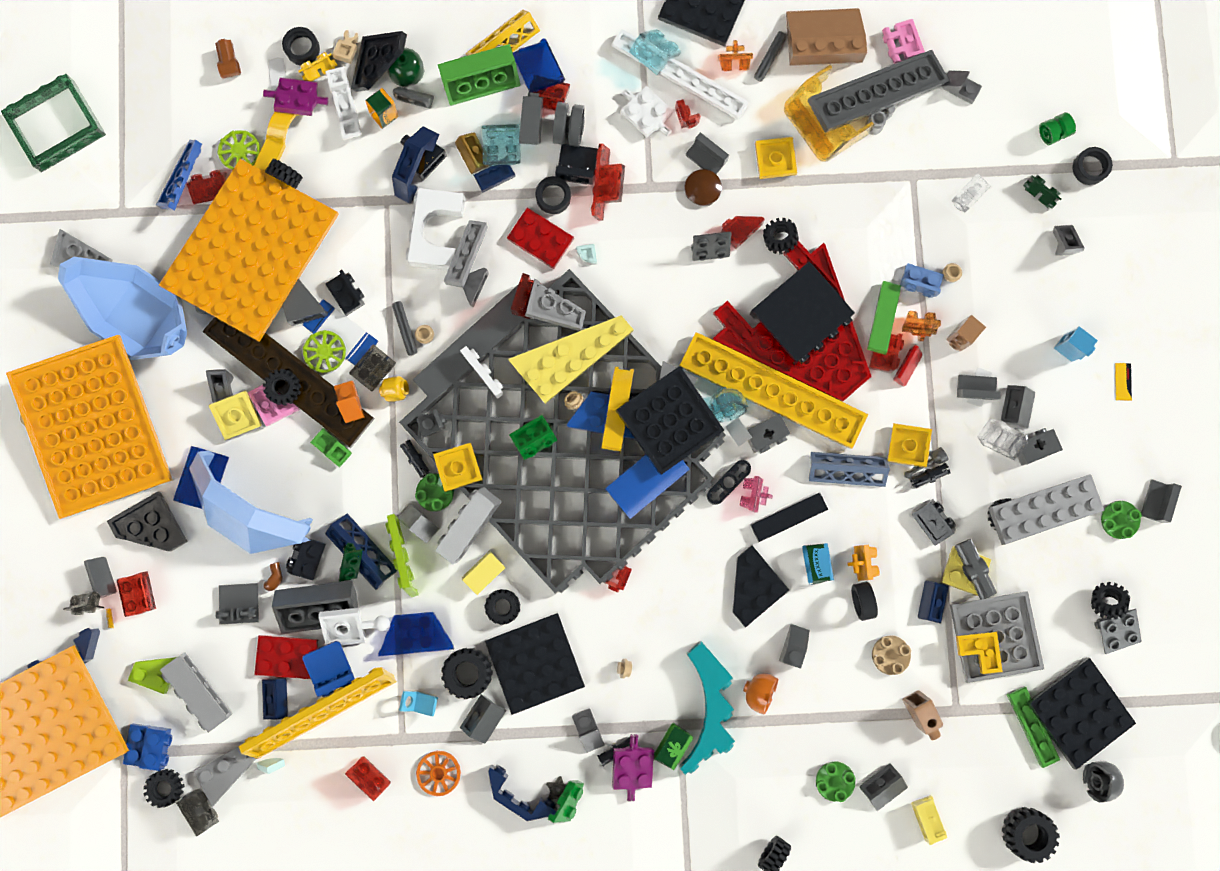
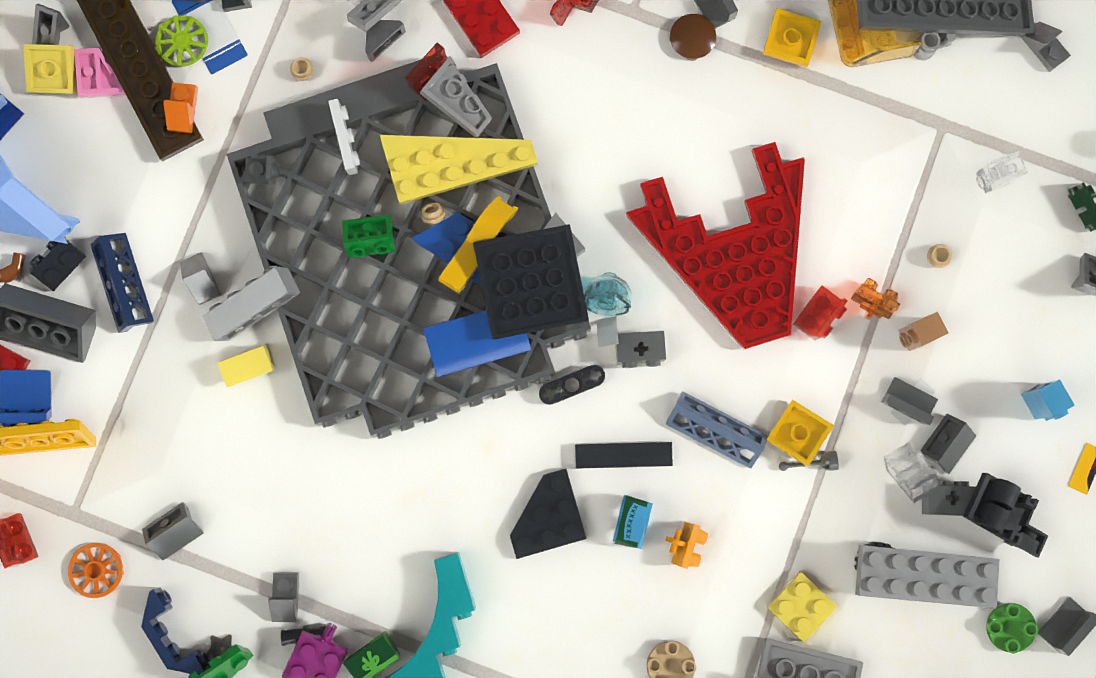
camera: 25 degrees right, 0 degrees up
(273, 379) = (106, 48): black tyre -> none
(331, 447) = (140, 151): bright green slope -> none
(350, 563) = (100, 289): dark green hinge -> none
(355, 626) = (74, 354): white plate -> none
(372, 368) = (226, 82): clear smoke bracket -> none
(394, 389) = (239, 115): yellow head -> none
(404, 328) = (282, 52): dark grey axle -> none
(406, 576) = (162, 306): lime wing -> none
(415, 458) = (228, 204): black pin -> none
(415, 635) = (139, 402): clear blue wing -> none
(420, 703) = (109, 482): medium azure bracket -> none
(431, 493) = (233, 251): bright green dish -> none
(450, 678) = (157, 465): black tyre -> none
(457, 467) = (268, 232): yellow plate -> none
(498, 618) = (237, 408): black tyre -> none
(534, 663) = (259, 494): black plate -> none
(587, 253) = (527, 55): light aqua tile -> none
(622, 576) = (401, 441): clear red bracket -> none
(624, 668) = (357, 545): tan plate -> none
(711, 246) = (671, 106): dark grey hinge -> none
(742, 228) = (715, 101): clear red slope -> none
(752, 503) = (598, 413): clear pink hips -> none
(760, 691) = (499, 641): orange cylinder -> none
(774, 390) = (670, 302): yellow plate -> none
(777, 227) = (757, 139): black tyre -> none
(795, 646) = (563, 606): dark grey slope -> none
(803, 313) = (742, 227): black panel -> none
(864, 601) = (666, 589): black tyre -> none
(884, 317) = (835, 273): bright green tile -> none
(908, 366) = (840, 341): red slope -> none
(921, 280) = (899, 250): medium blue bracket -> none
(930, 475) = (808, 478): black pin -> none
(933, 601) = (747, 625): dark blue slope -> none
(934, 521) = (790, 534): bracket -> none
(975, 569) = (812, 609): dark grey piece -> none
(1081, 438) = (1005, 512): none -> black plate

